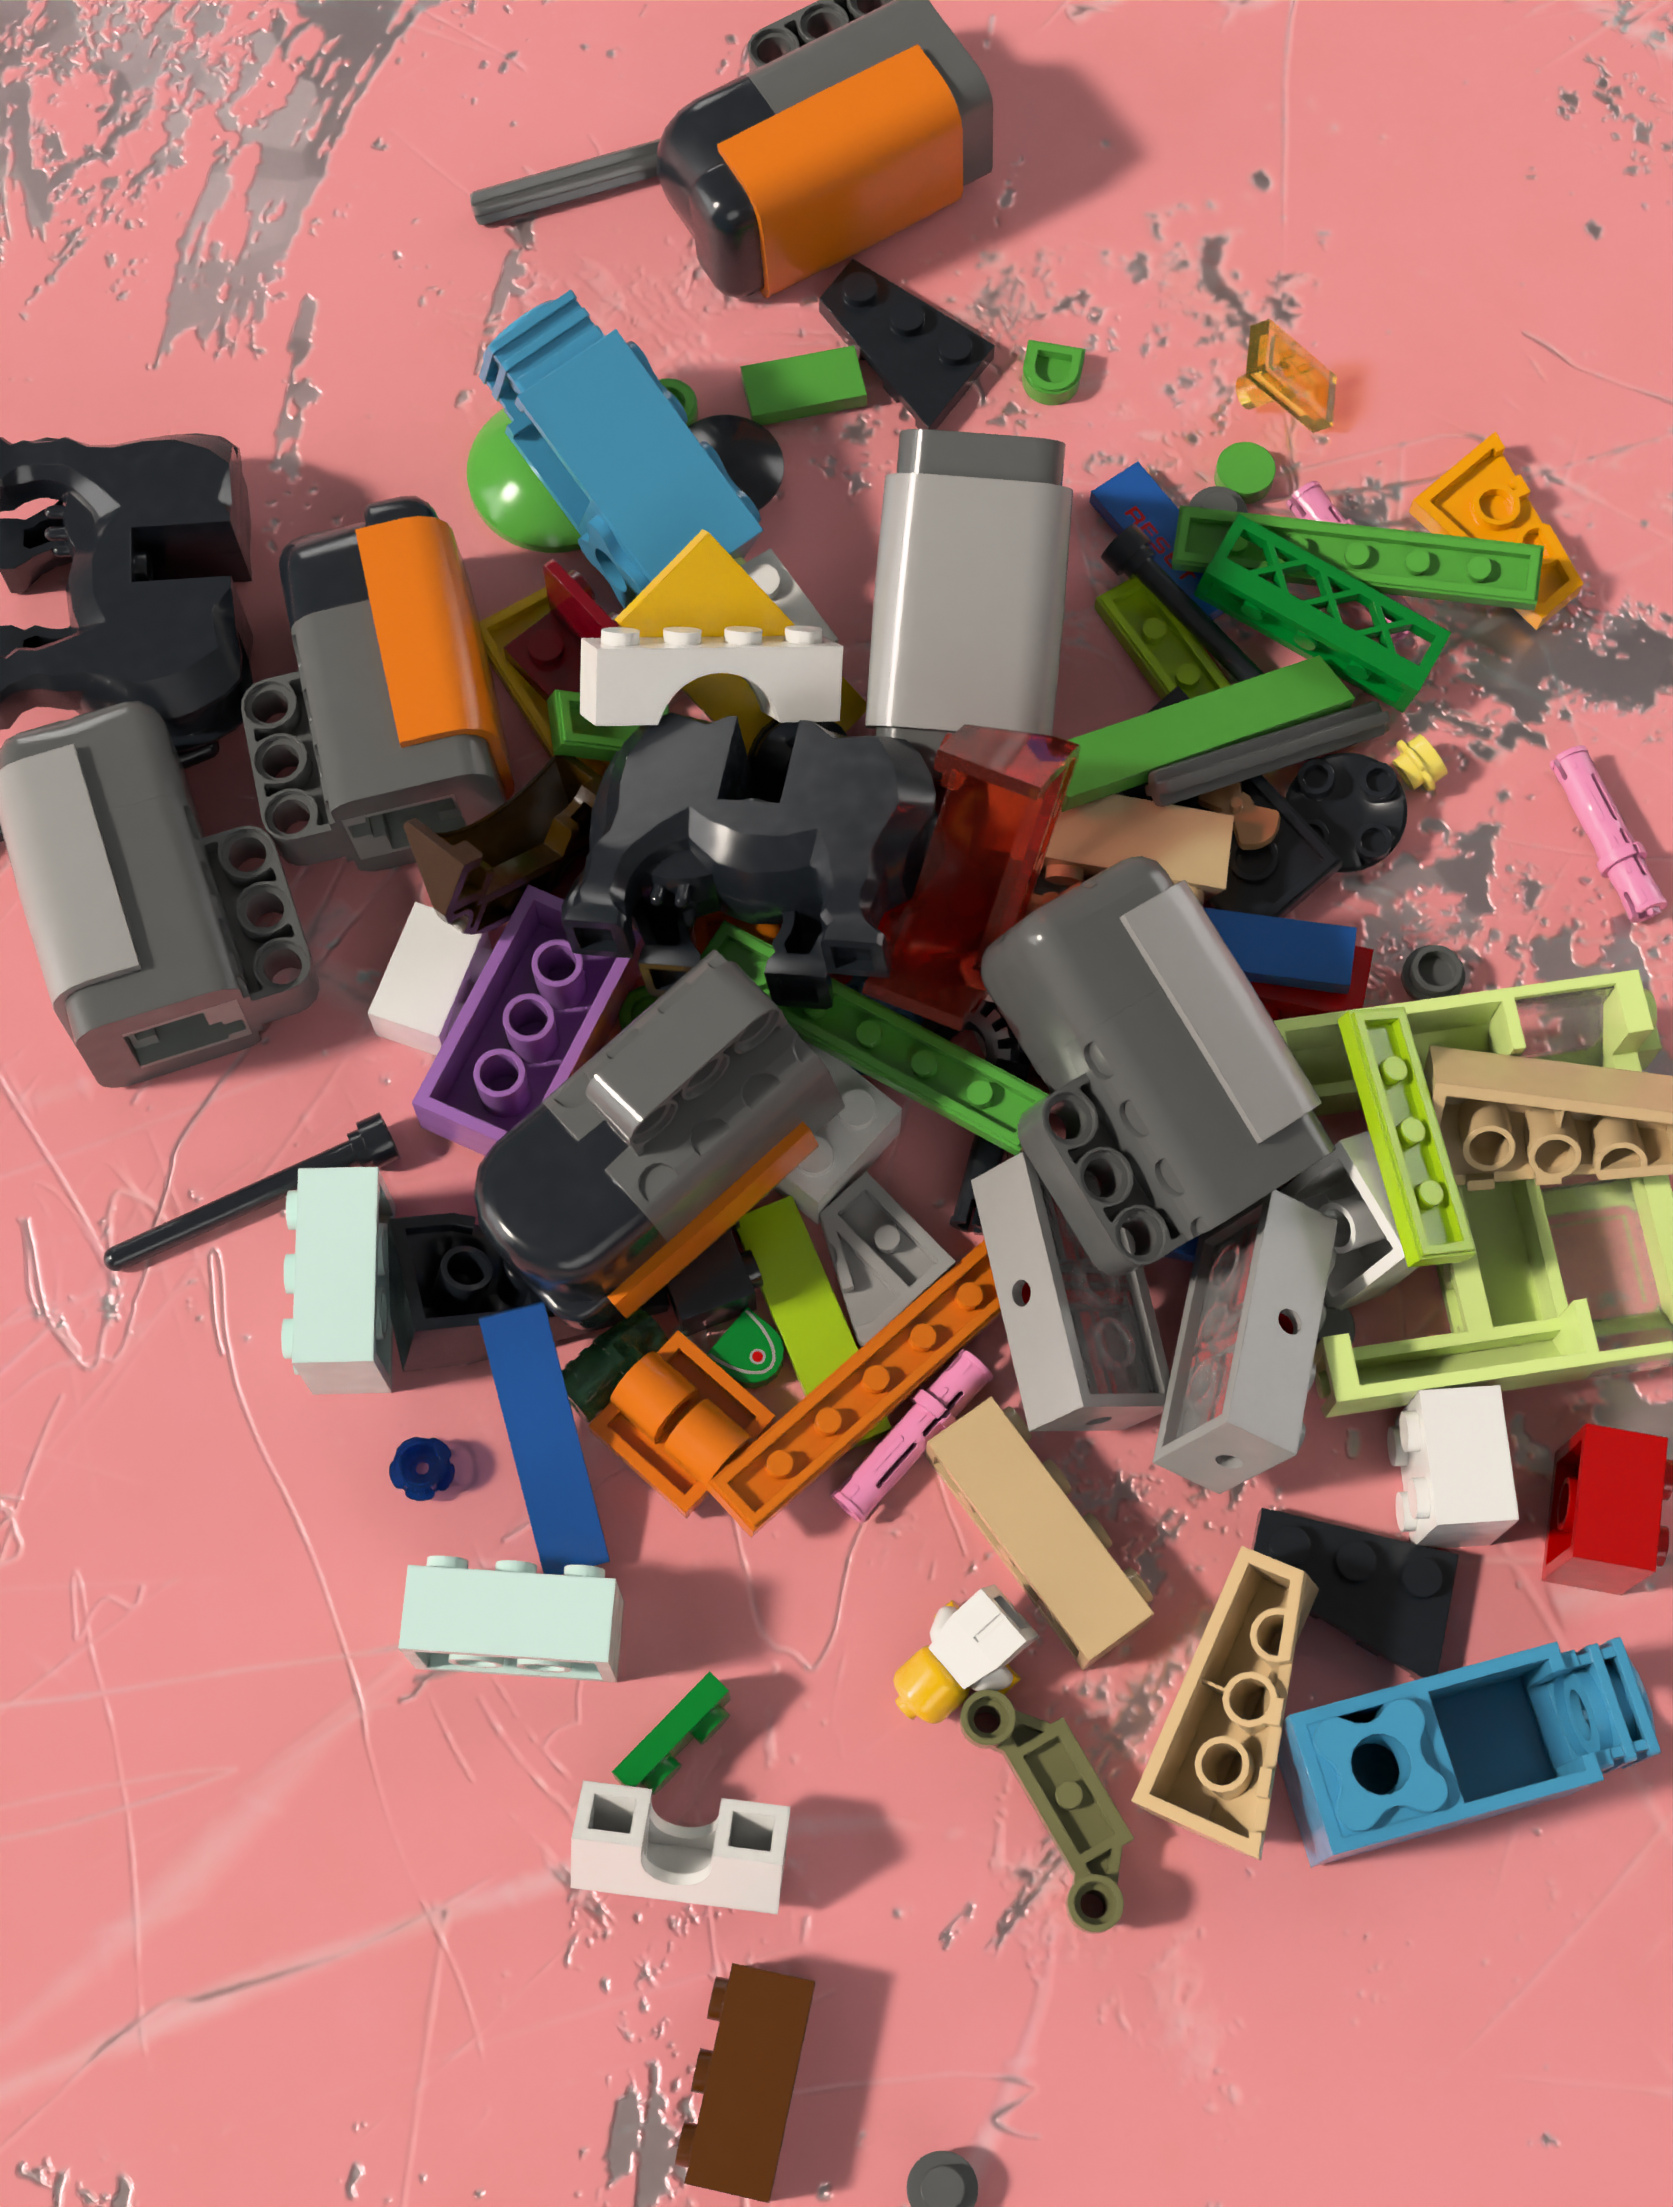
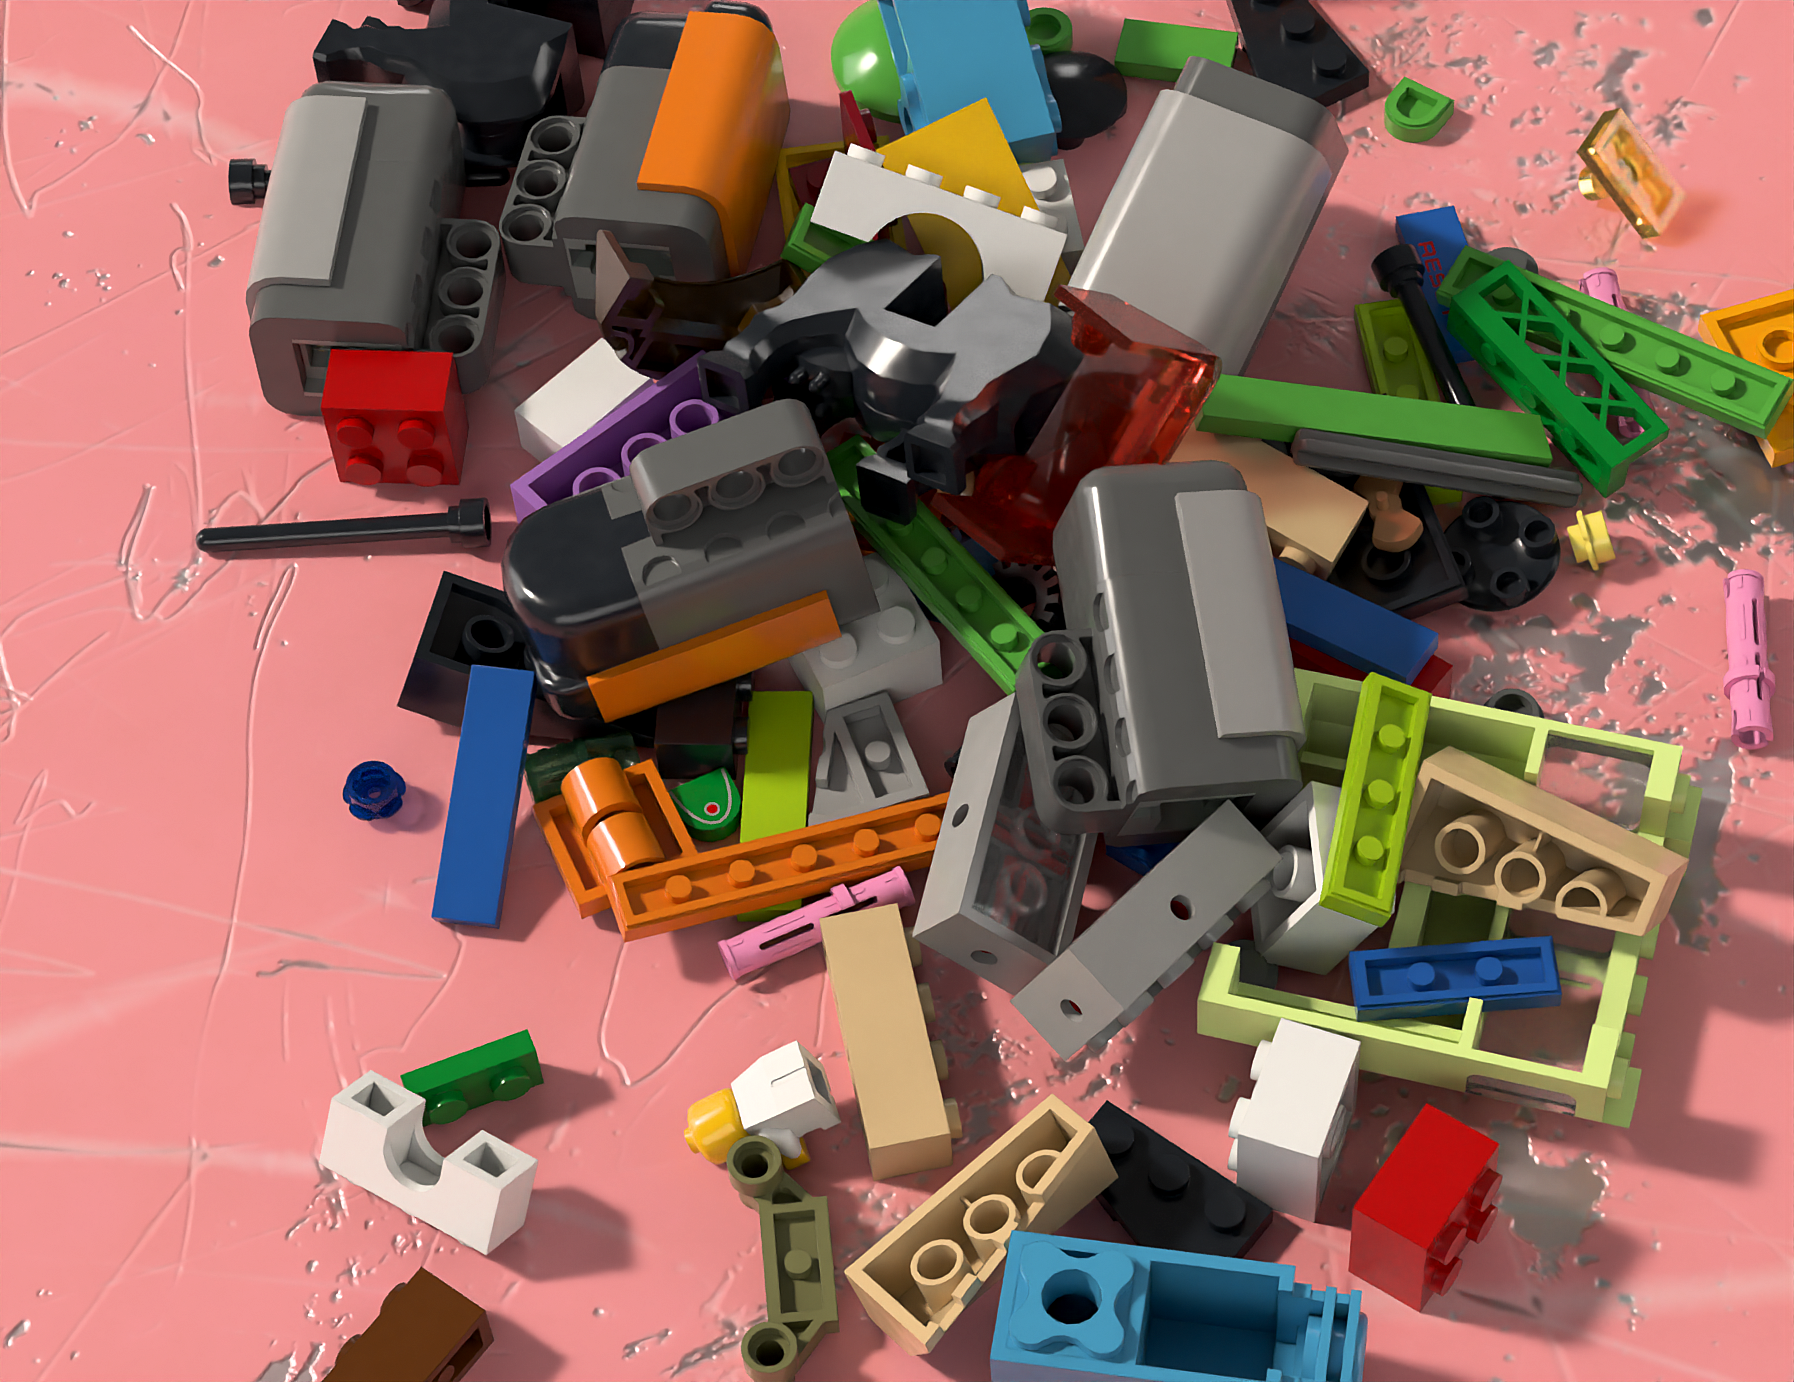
camera: 30 degrees right, 15 degrees down
(252, 1066) = (395, 417): none -> red brick
(339, 1281) = (375, 608): light aqua brick -> none
(512, 1620) = (379, 926): light aqua brick -> none
(1246, 470) = (1555, 247): bright green tile -> none
(1528, 1272) = (1444, 977): none -> blue tile

